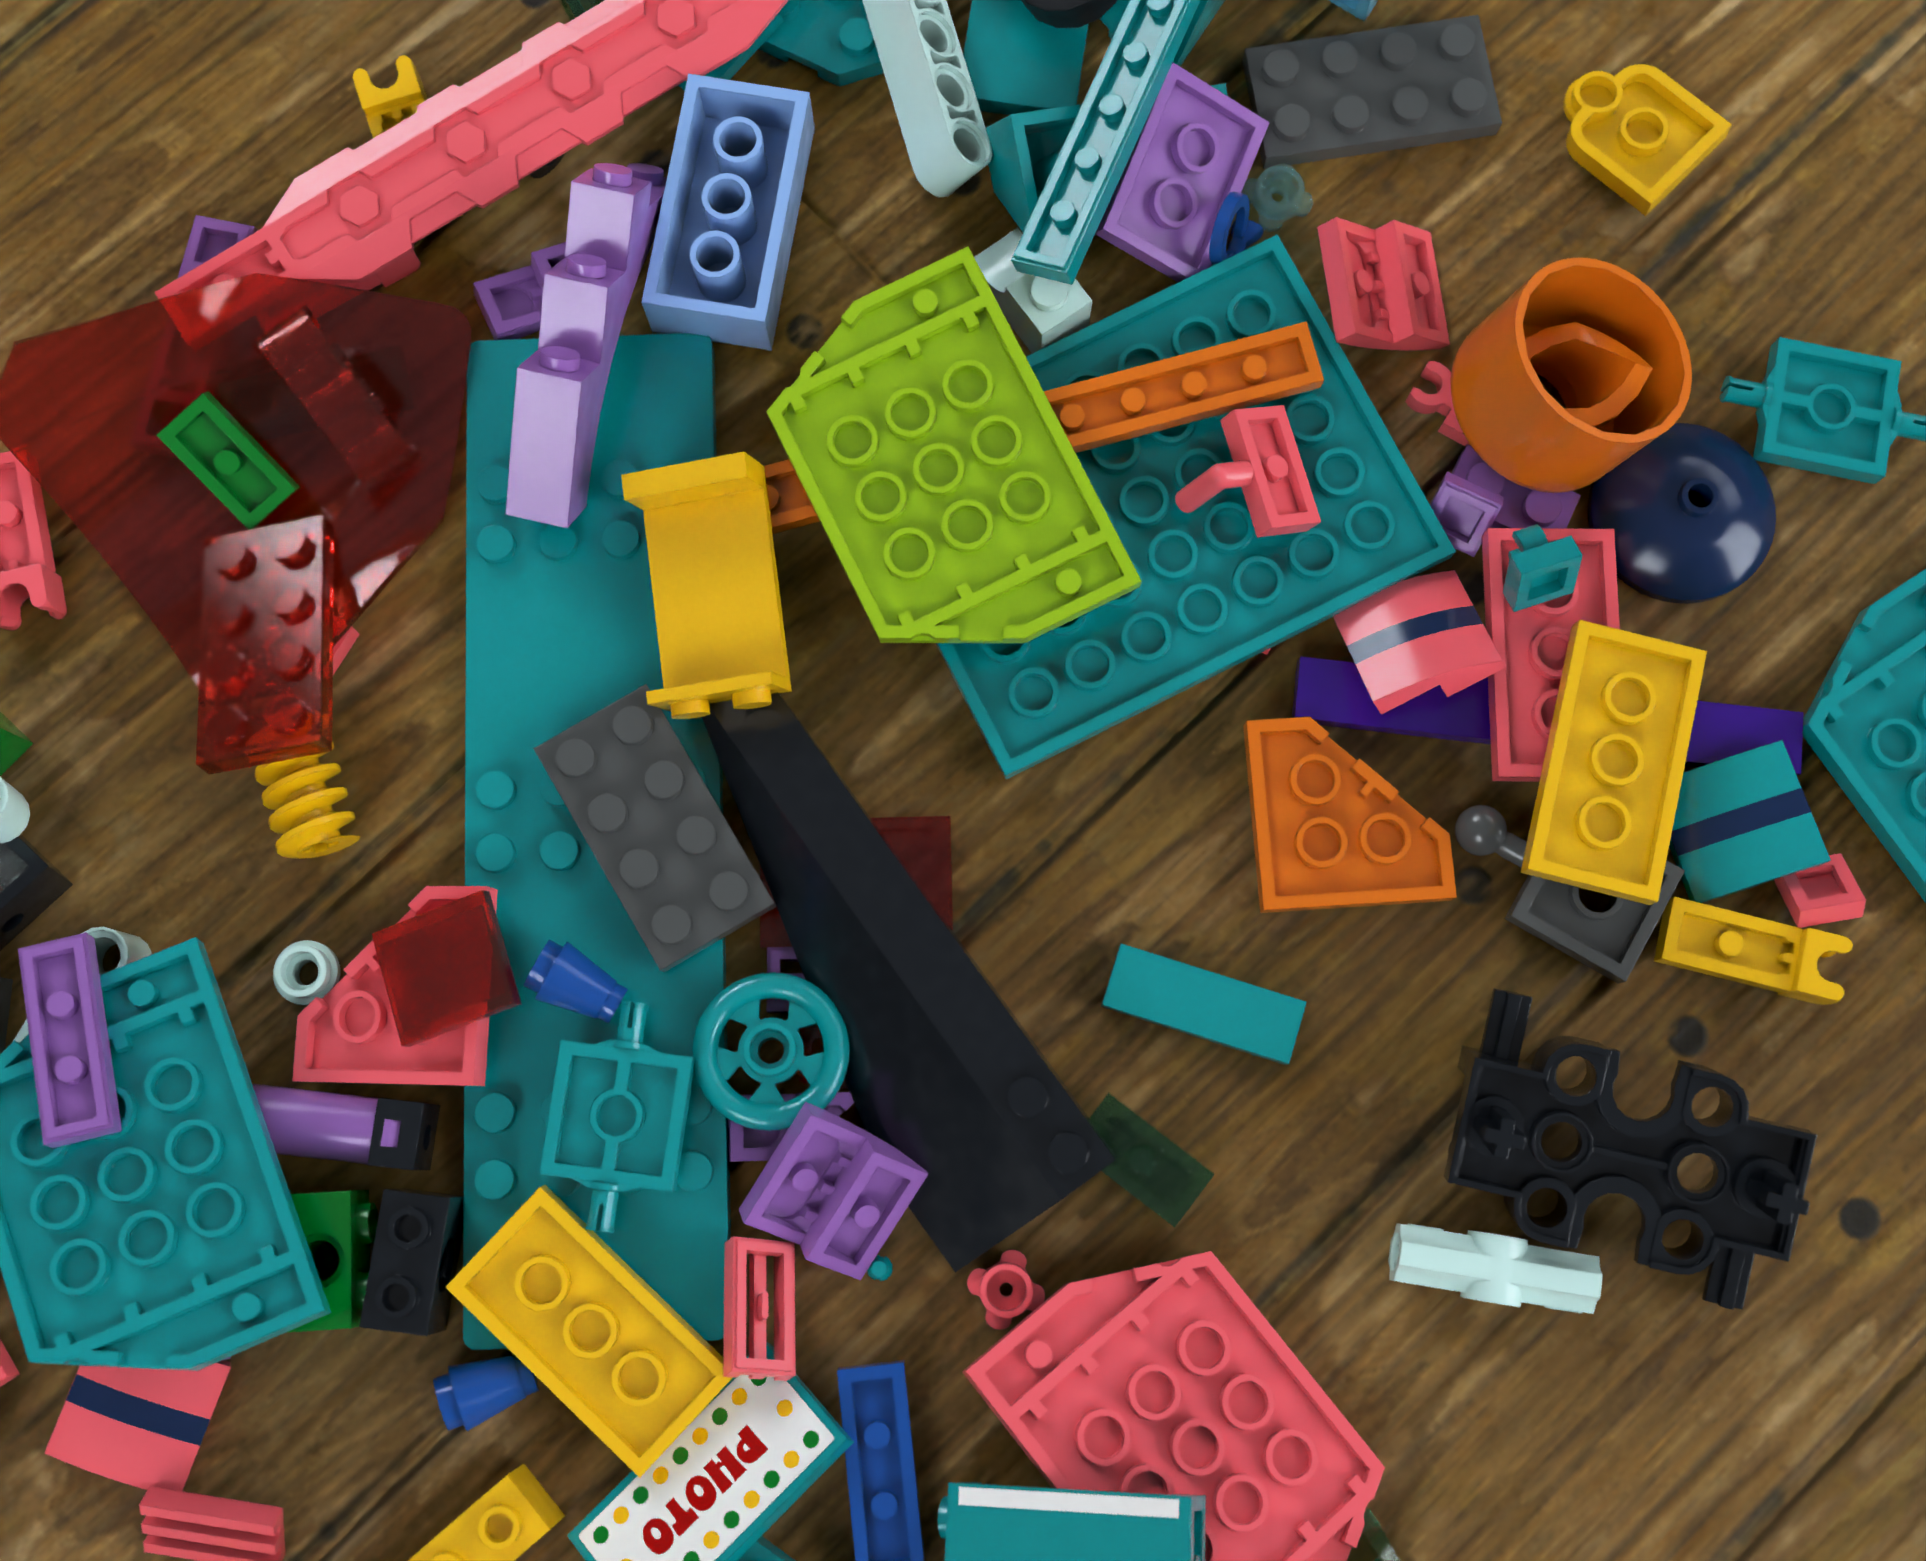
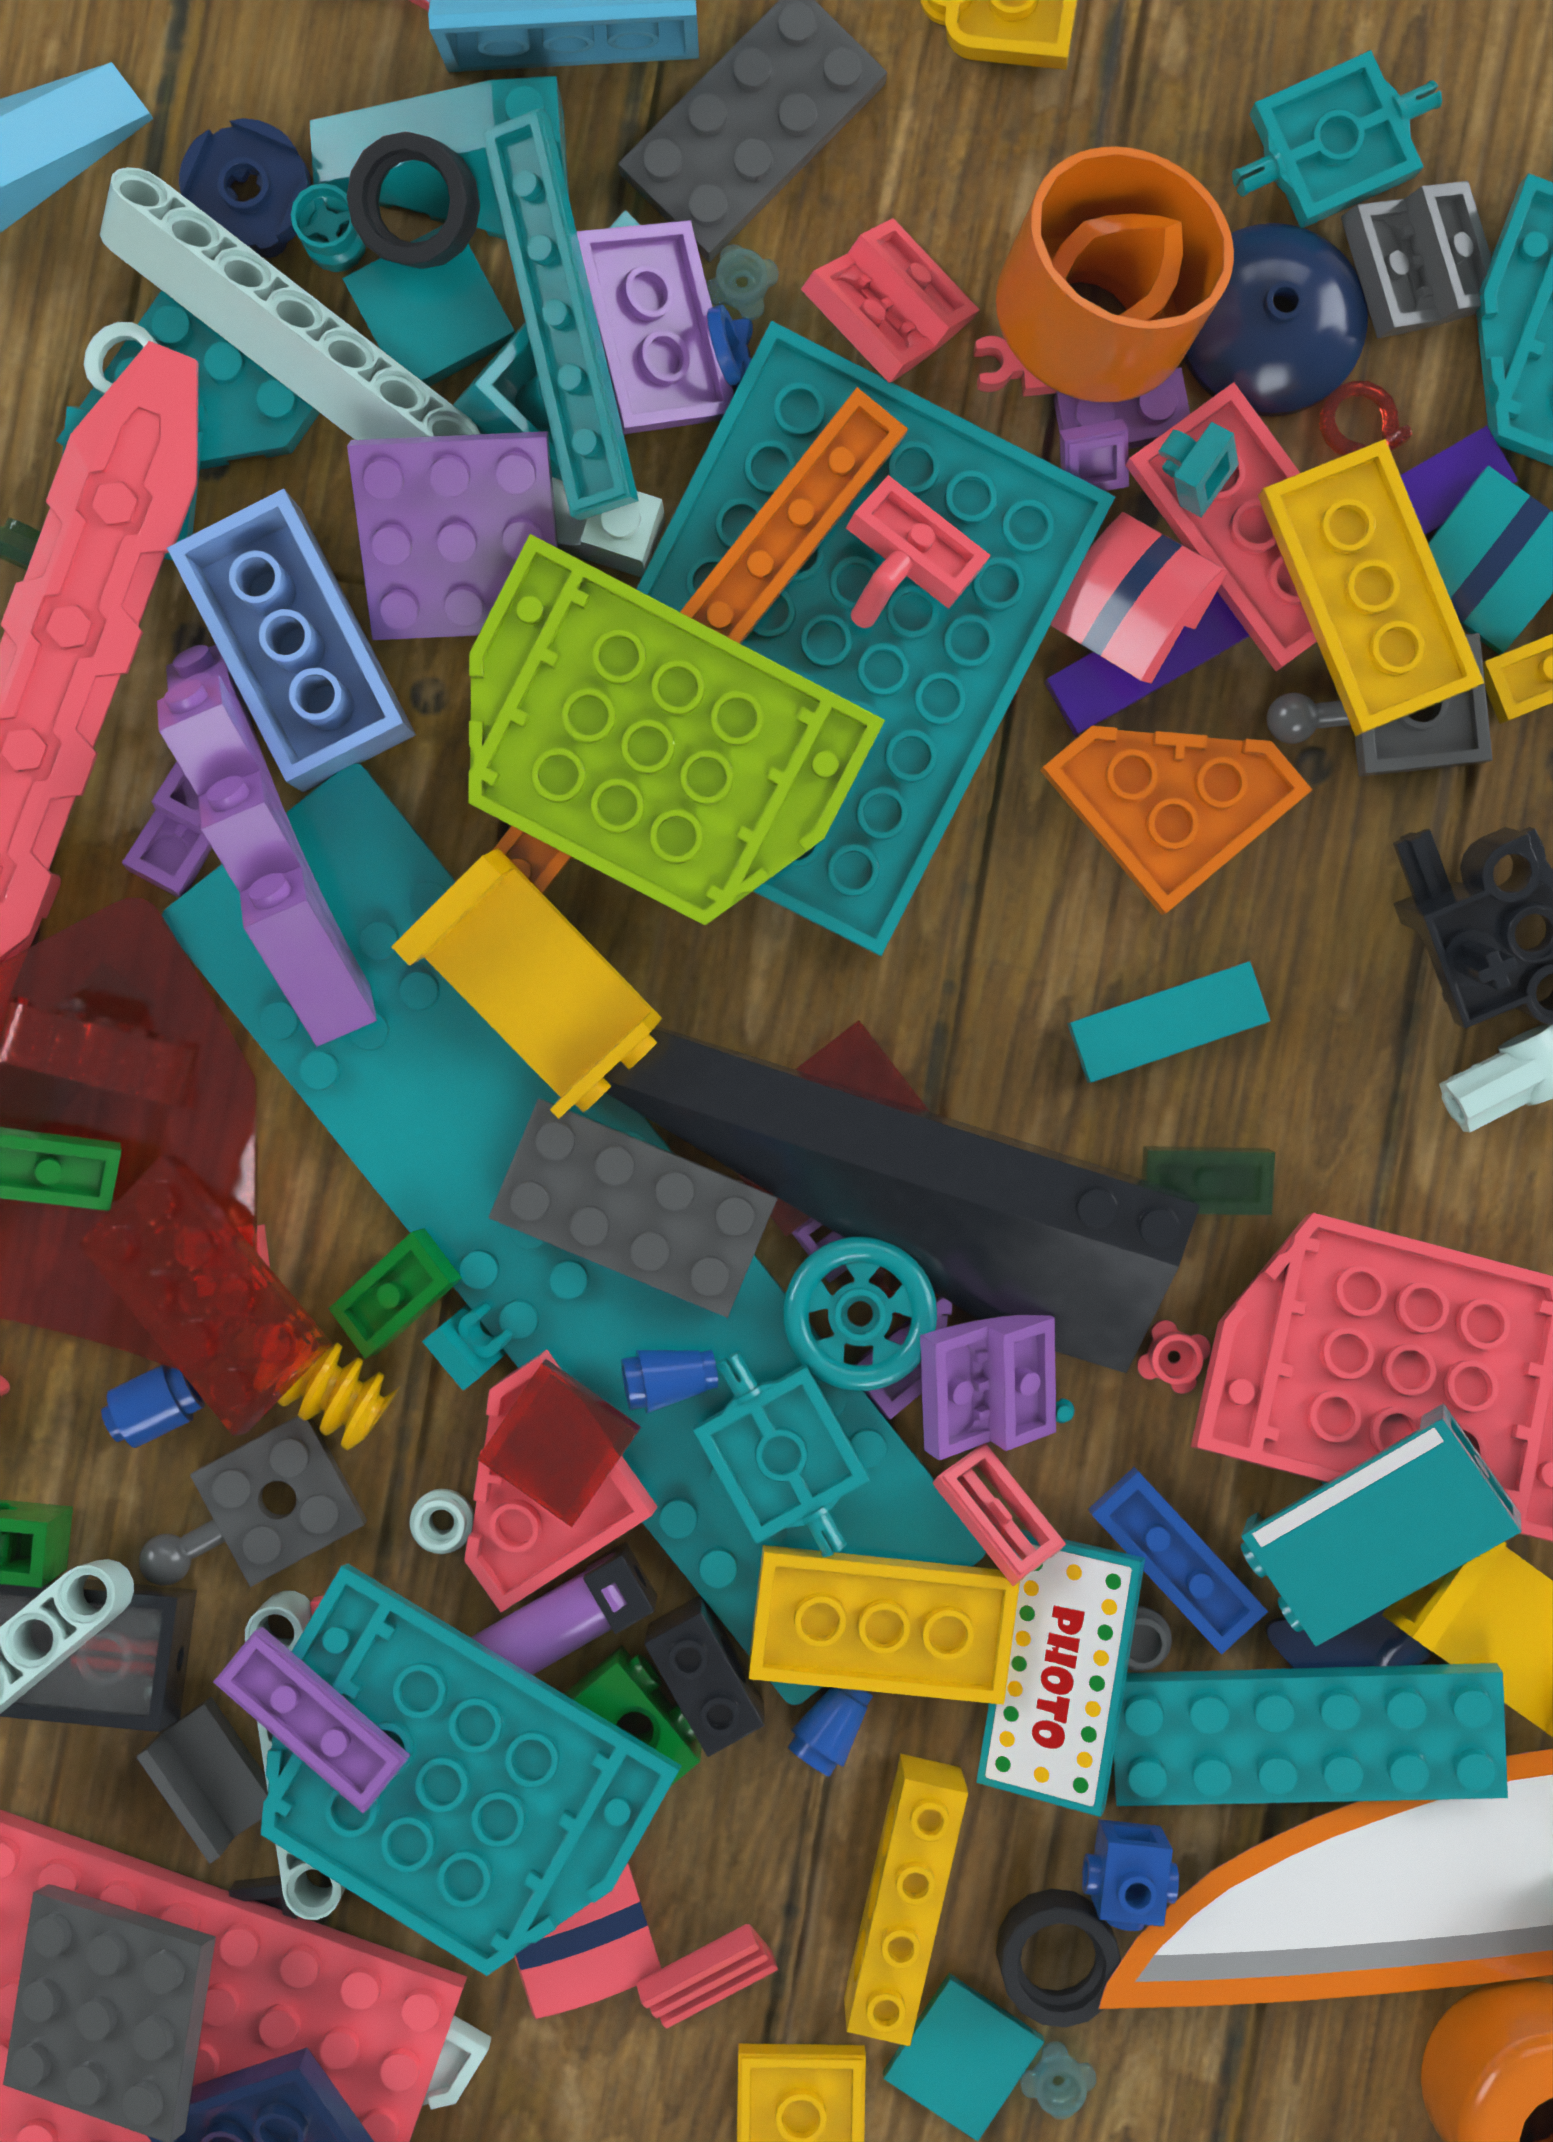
camera: 40 degrees left, 10 degrees up
(152, 870) = (257, 1537): none -> dark grey plate
(154, 706) = (150, 1406): none -> blue brick
(415, 757) = (395, 1293): none -> green plate
(438, 842) = (466, 1345): none -> teal tile
(805, 1521) = (1150, 1640): none -> dark grey plate
(910, 200) = (446, 525): none -> medium lavender plate
(1720, 667) = (1390, 431): none -> clear red piece
(1835, 546) = (1419, 257): none -> dark grey slope

